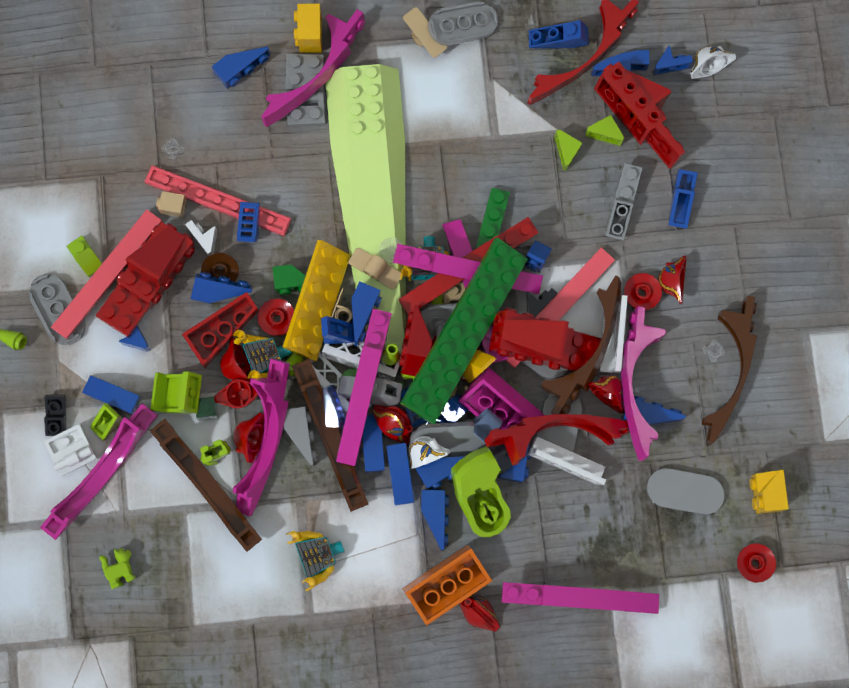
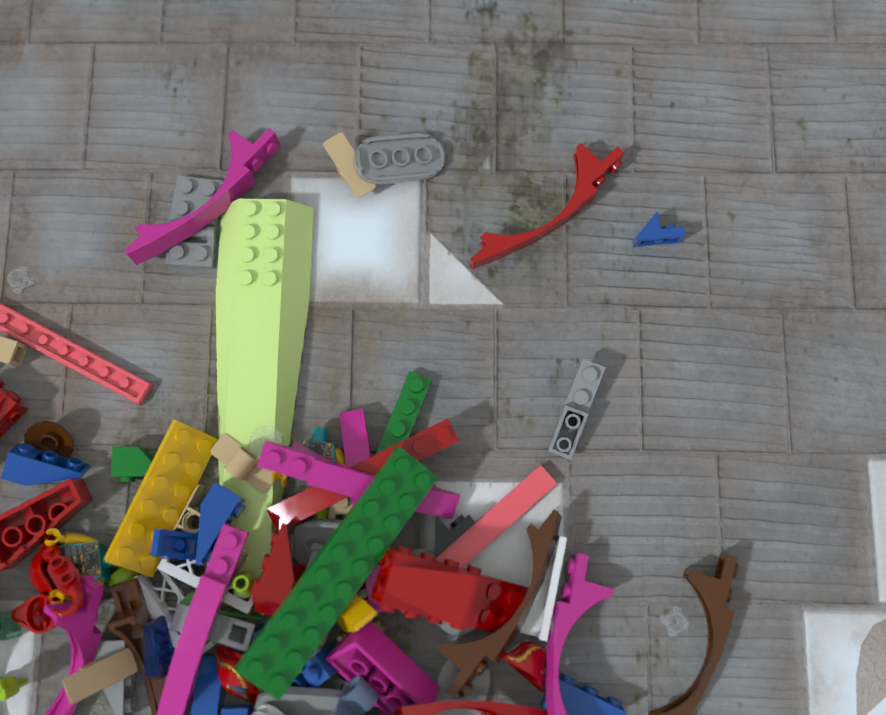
camera: 15 degrees right, 0 degrees up
(206, 240) = (37, 400): white slope -> none
(237, 65) = (111, 185): blue slope -> none
(249, 437) = (48, 671): red hat -> none
(255, 222) = (85, 390): blue slope -> none
(258, 360) = (65, 578): none -> red piece
(269, 311) = (100, 509): red dish -> none
(295, 427) = (99, 675): none -> tan piece
(309, 28) = (205, 145): yellow slope -> none
(537, 256) = (455, 469): blue slope -> none
(563, 35) = (520, 186): blue slope -> none
(567, 148) = (512, 330): lime slope -> none
(606, 131) = (564, 313): lime slope -> none
(630, 60) = (594, 229): blue slope -> none
(643, 100) = (615, 279): red wedge -> none
(649, 285) = (601, 528): red dish -> none
(673, 277) = (629, 518): red hat -> none
(682, 198) = (653, 411): blue slope -> none
(710, 61) = (708, 236): white hat -> none

